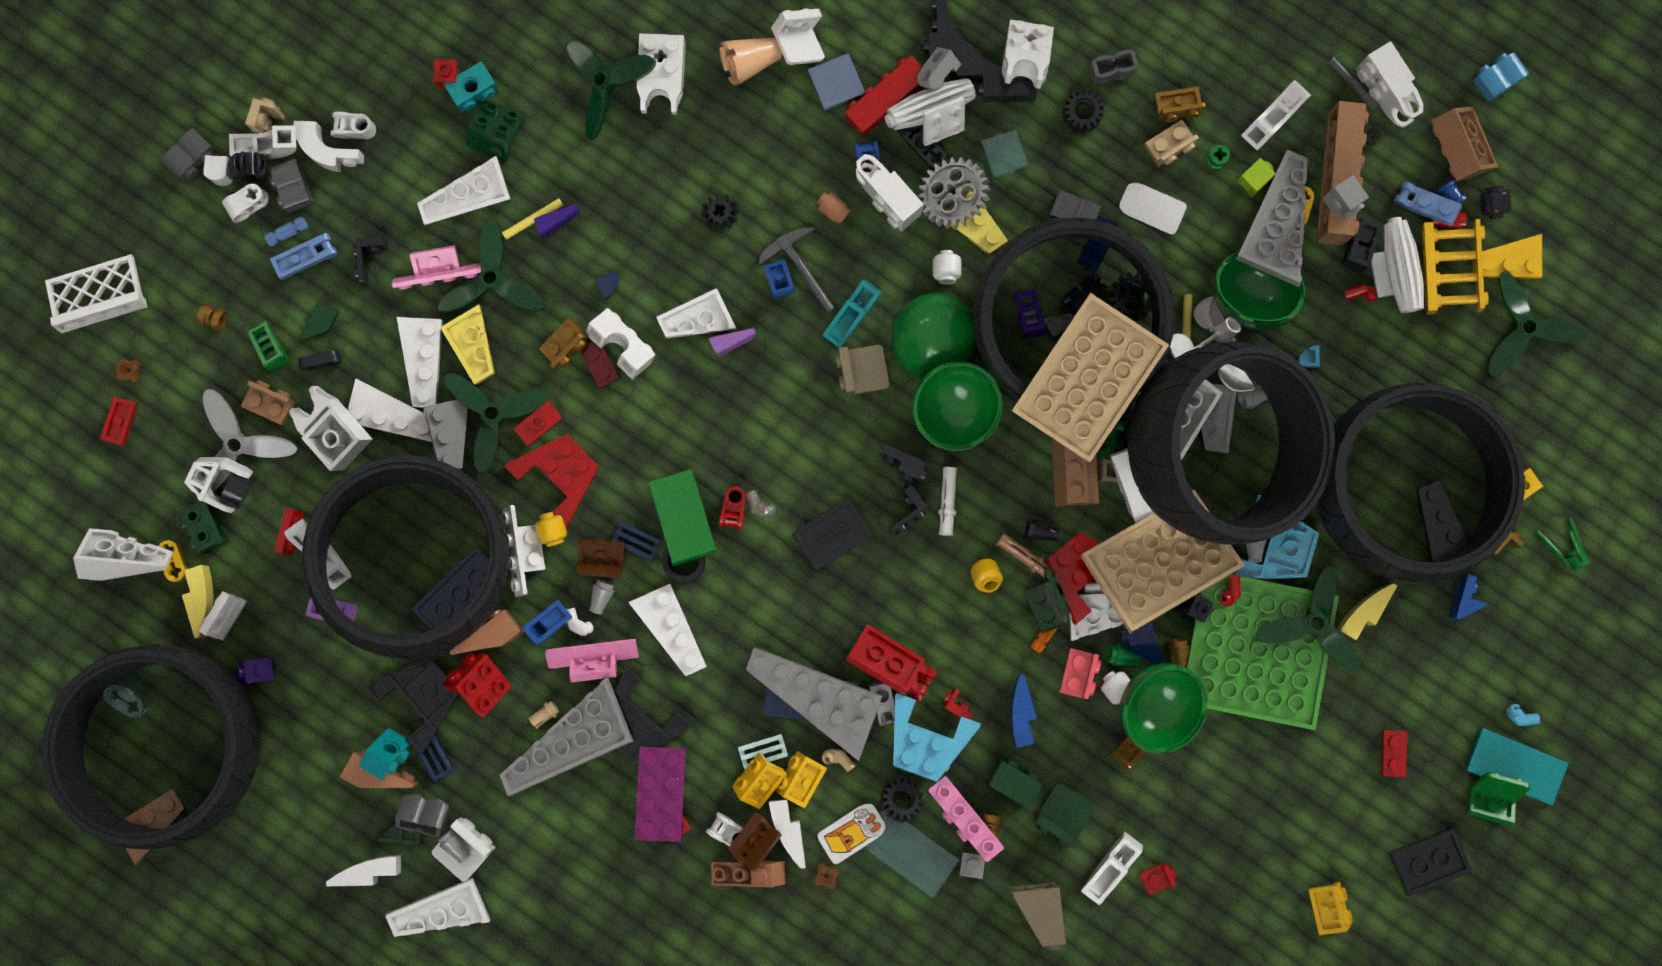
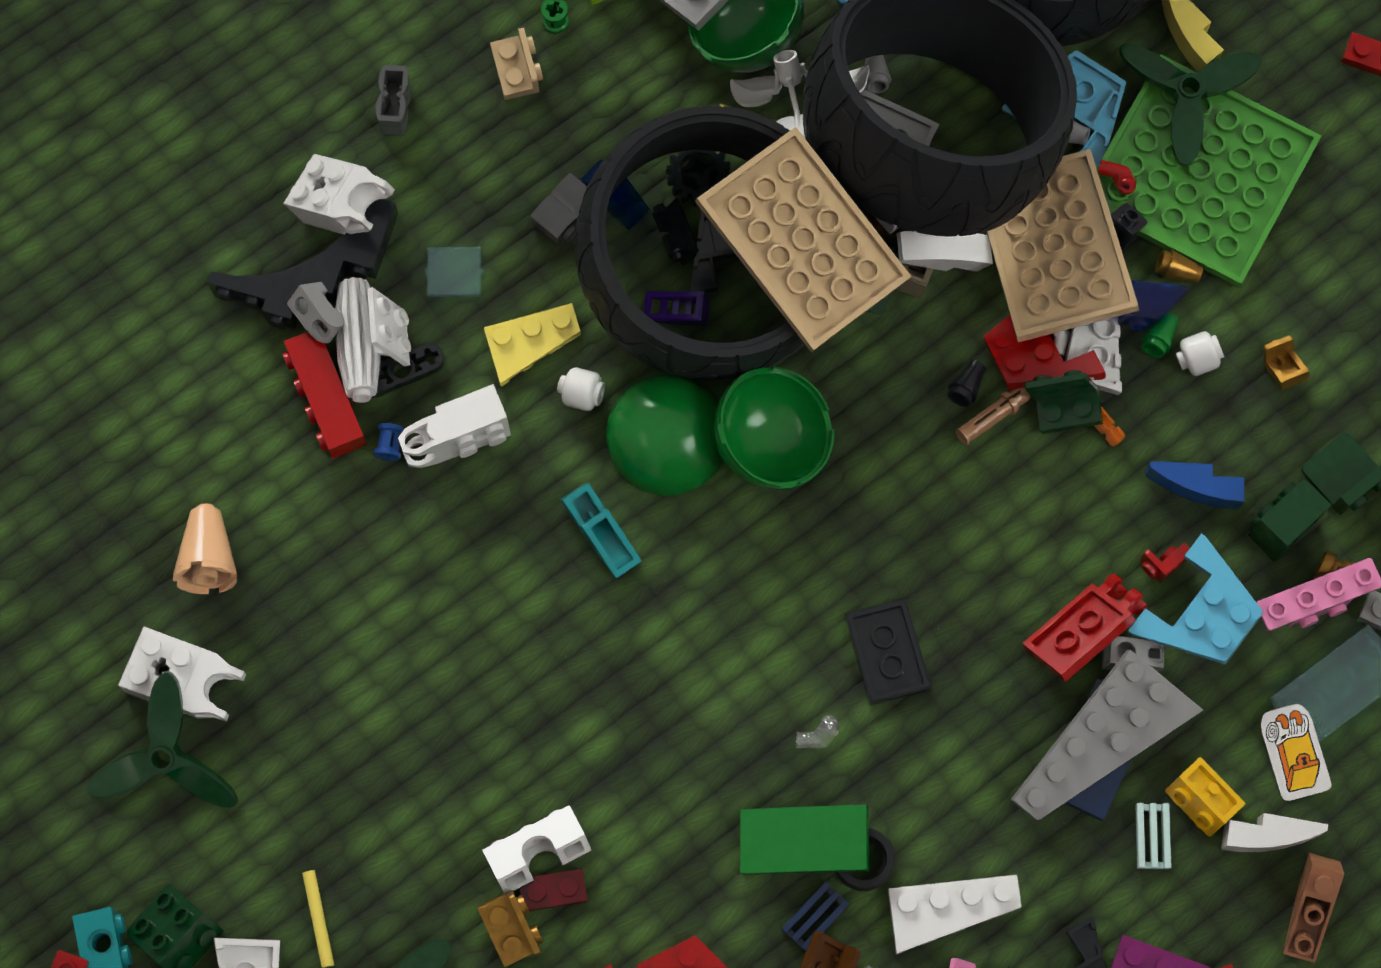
camera: 70 degrees left, 10 degrees down
(554, 220) = (334, 897): dark purple slope -> none
(608, 284) = (446, 843): dark blue tile -> none
(697, 316) = (534, 735): white wing -> none
(727, 830) = (1247, 918): white piece -> none
(728, 342) = (583, 710): medium lavender slope -> none
(729, 212) = (394, 668): black gear -> none
(733, 510) = (815, 770): red piece -> none
(754, 842) = (1277, 878): reddish brown bracket -> none
(758, 781) = (1192, 852): yellow bracket -> none
(779, 279) = (522, 608): blue slope -> none
(785, 243) = (474, 588): dark grey piece -> none
(796, 36) = (202, 481): white bracket -> none
(821, 880) = (1352, 802): clear orange plate -> none
(833, 207) = (449, 509): nougat brick -> none
(836, 82) = (279, 452): sand blue tile -> none
(838, 756) = (1188, 737): tan arm -> none
(862, 369) = (680, 540): dark tan bracket -> none
(888, 803) = (1275, 655): black tyre -> none
(909, 468) = (831, 522): black plate -> none
(912, 499) = (875, 531): black bracket -> none
(944, 178) = (513, 337): light grey gear -> none
(947, 501) = (891, 488): white pin -> none
(986, 575) = (1005, 468): yellow head -> none
(1073, 477) = (908, 320): medium nougat slope -> none
(1079, 674) = (1167, 395): coral bracket -> none
(1083, 98) = (435, 140): black tyre -> none
(1152, 207) = (590, 115): white sticker -> none
(1163, 707) = (1245, 300): green piece -> none
(1179, 104) = (469, 39): pearl gold bracket -> none

